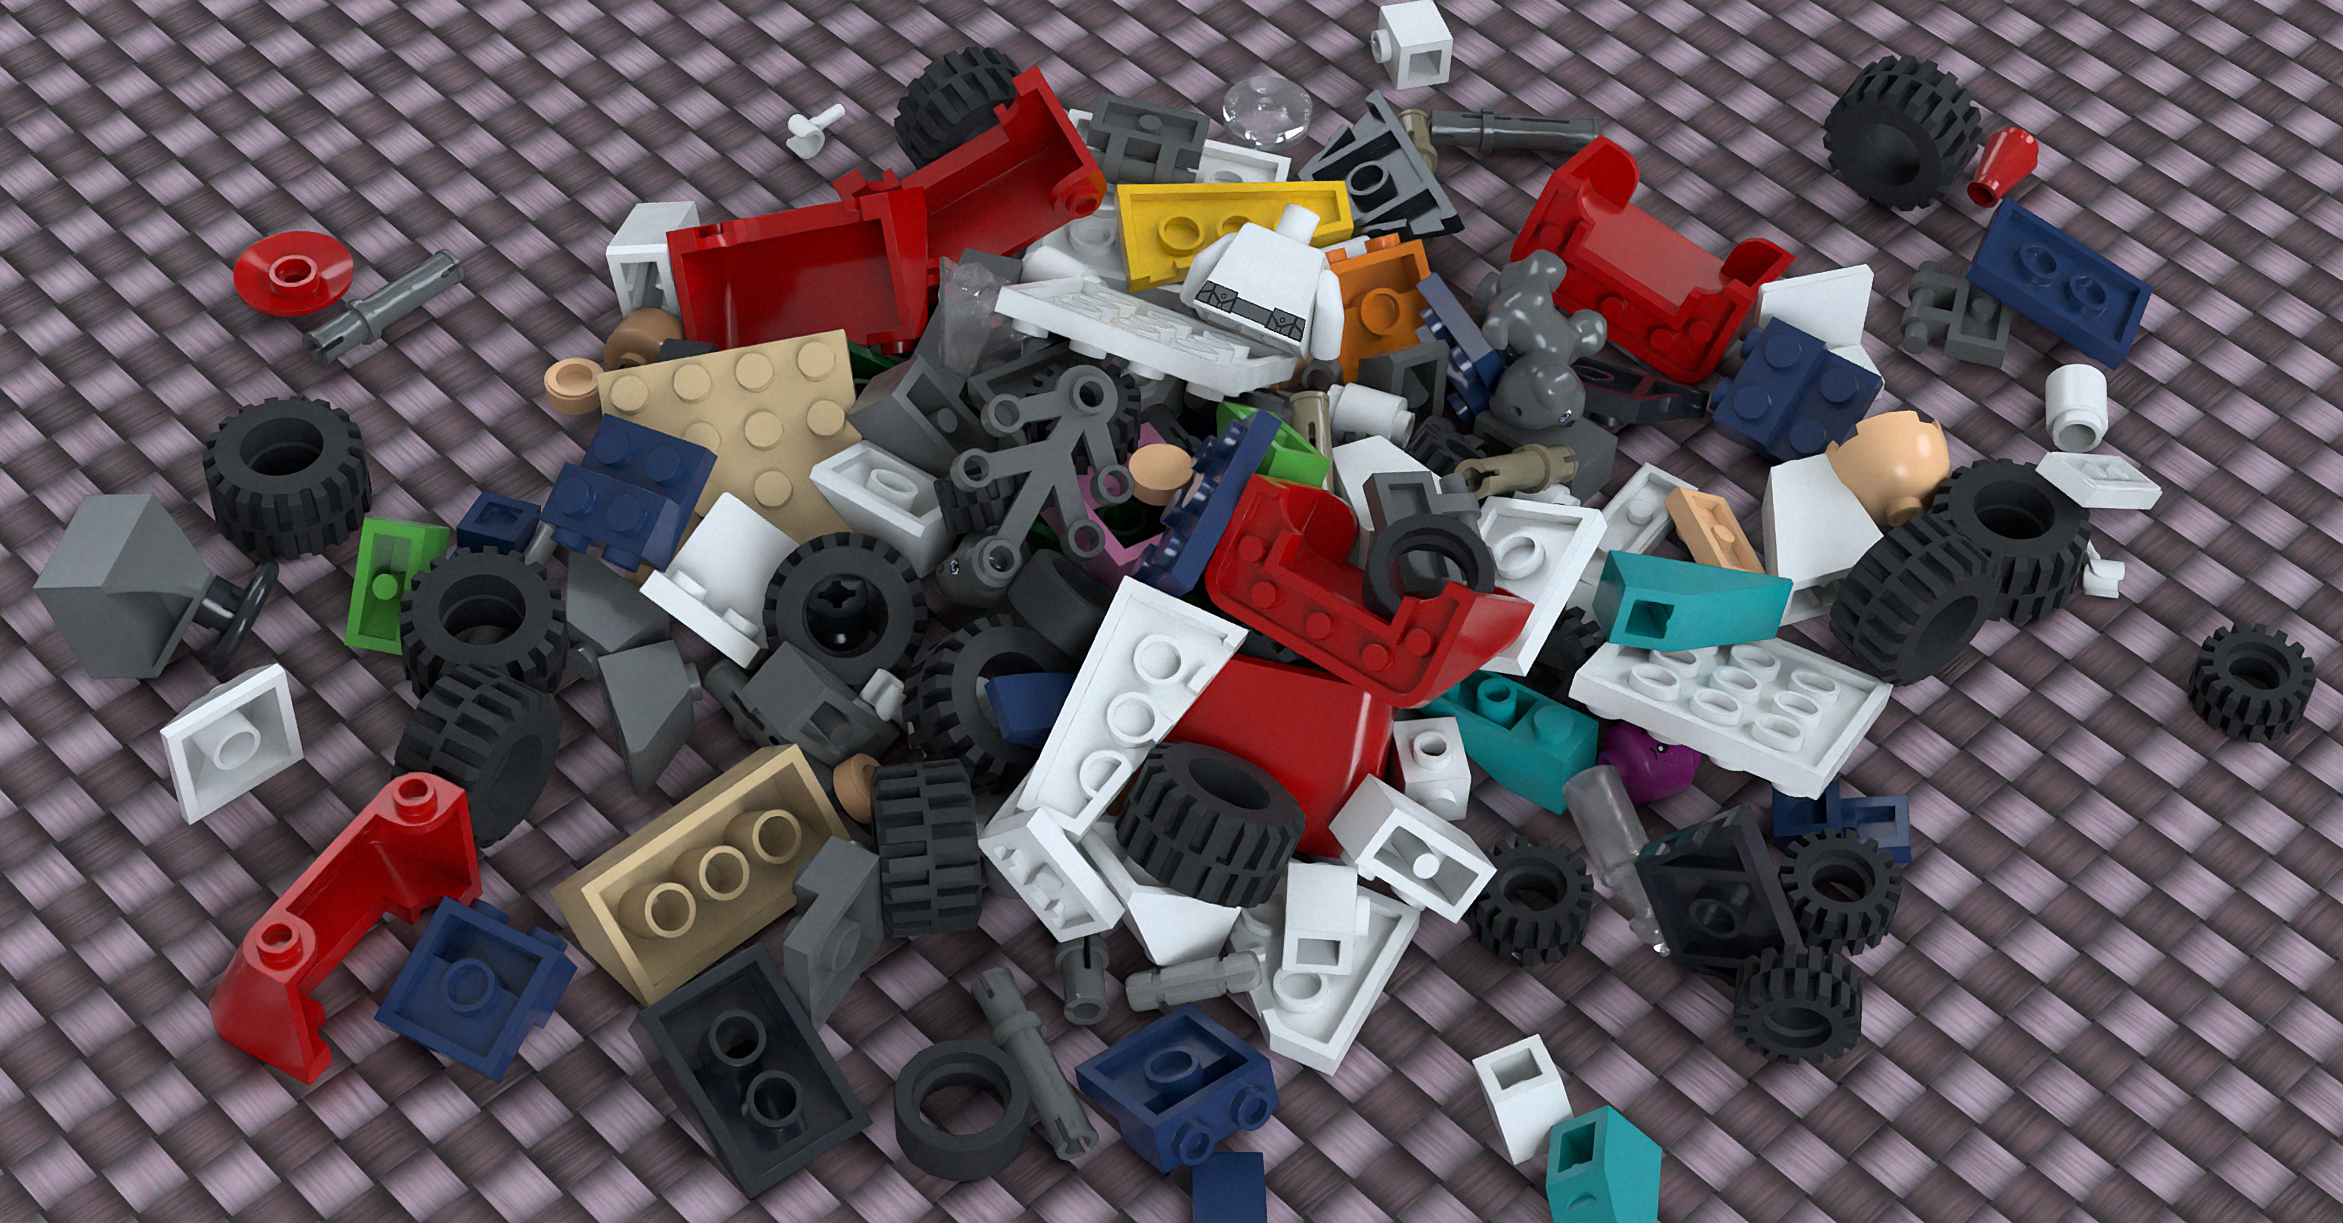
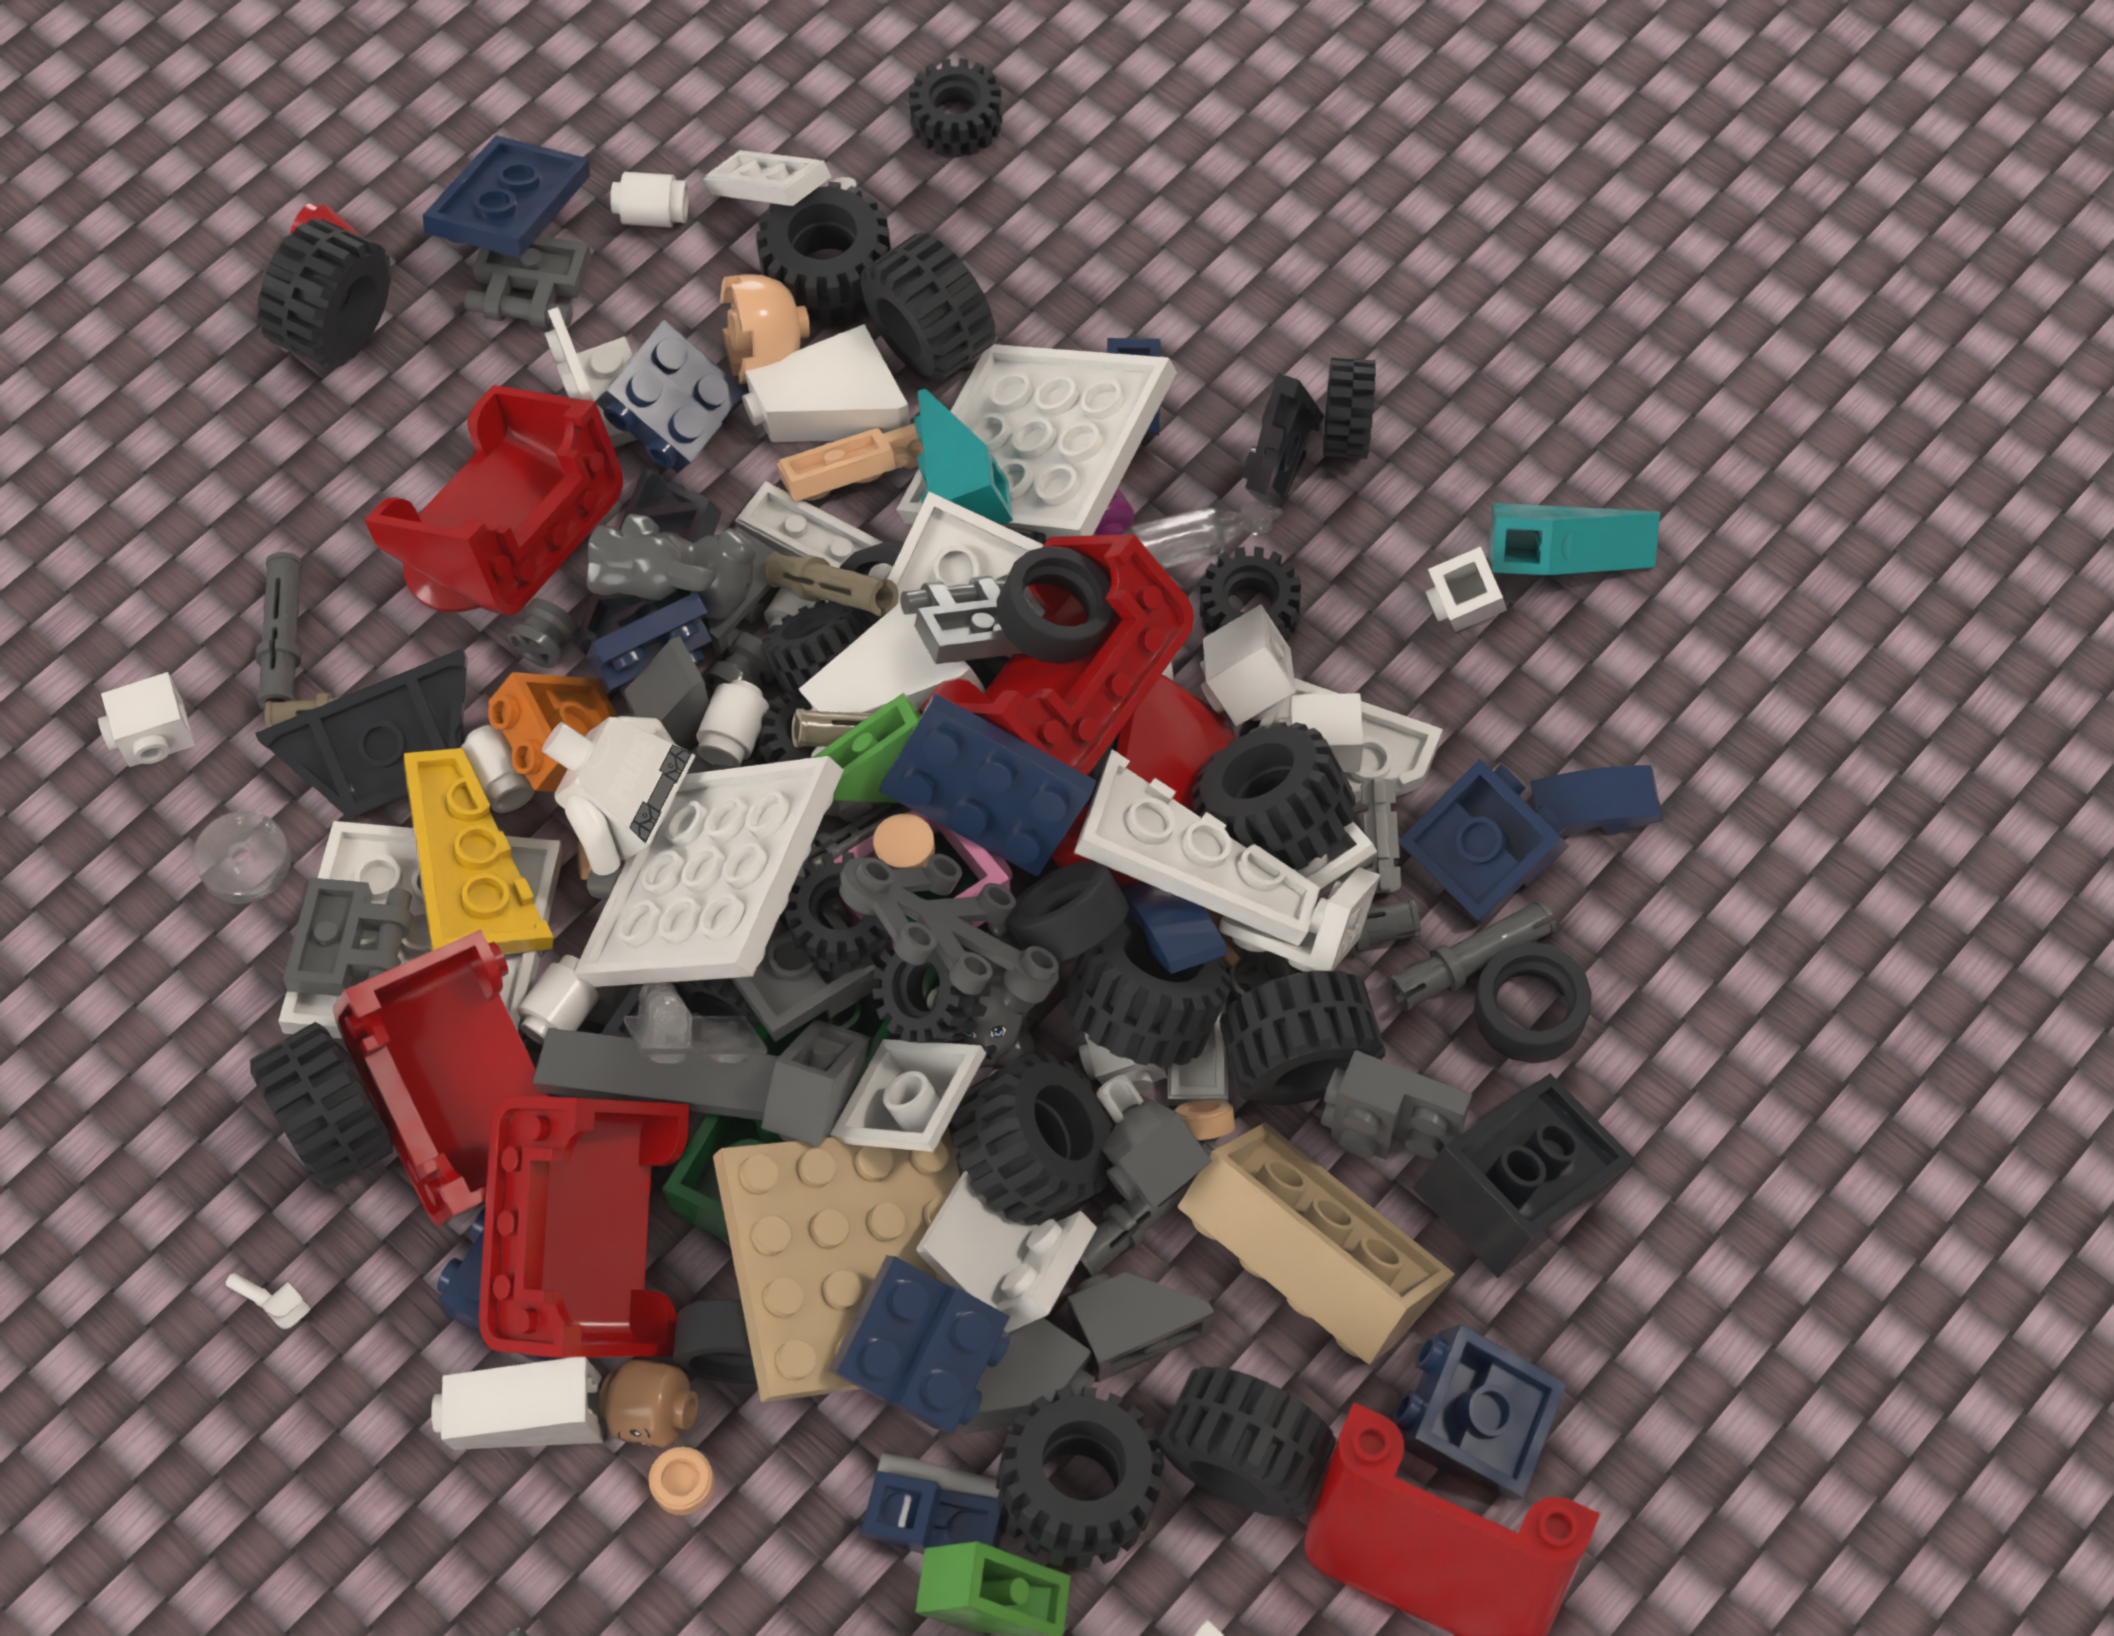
camera: 90 degrees left, 15 degrees up
(1848, 864) = (1219, 415): black tyre -> none

